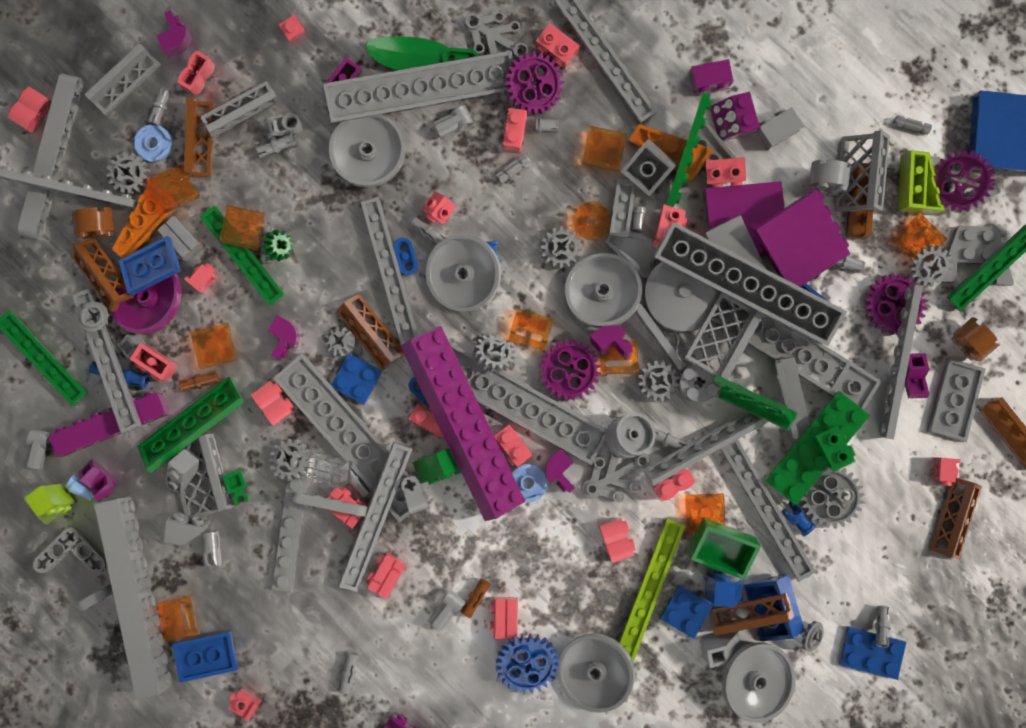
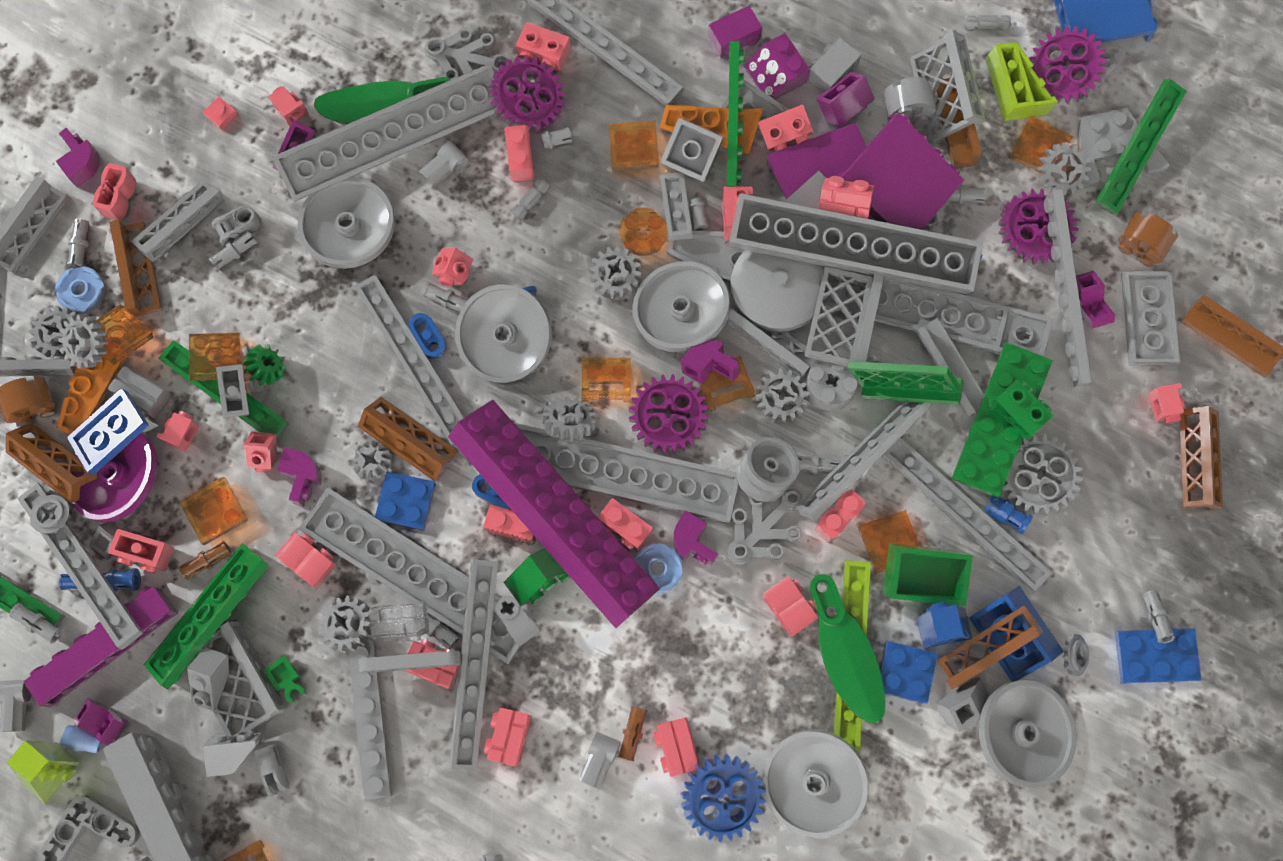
camera: 15 degrees left, 10 degrees down
(65, 394) = (35, 623): none -> light grey pin
(146, 190) = (83, 341): none -> light grey gear
(249, 262) = (232, 391): none -> light grey brick
(258, 316) = (263, 455): none -> coral brick
(346, 38) = (288, 105): none -> coral brick
(647, 588) = (848, 654): none -> green plant
(754, 246) = (846, 197): none -> coral brick
(780, 159) = (845, 99): none -> magenta brick

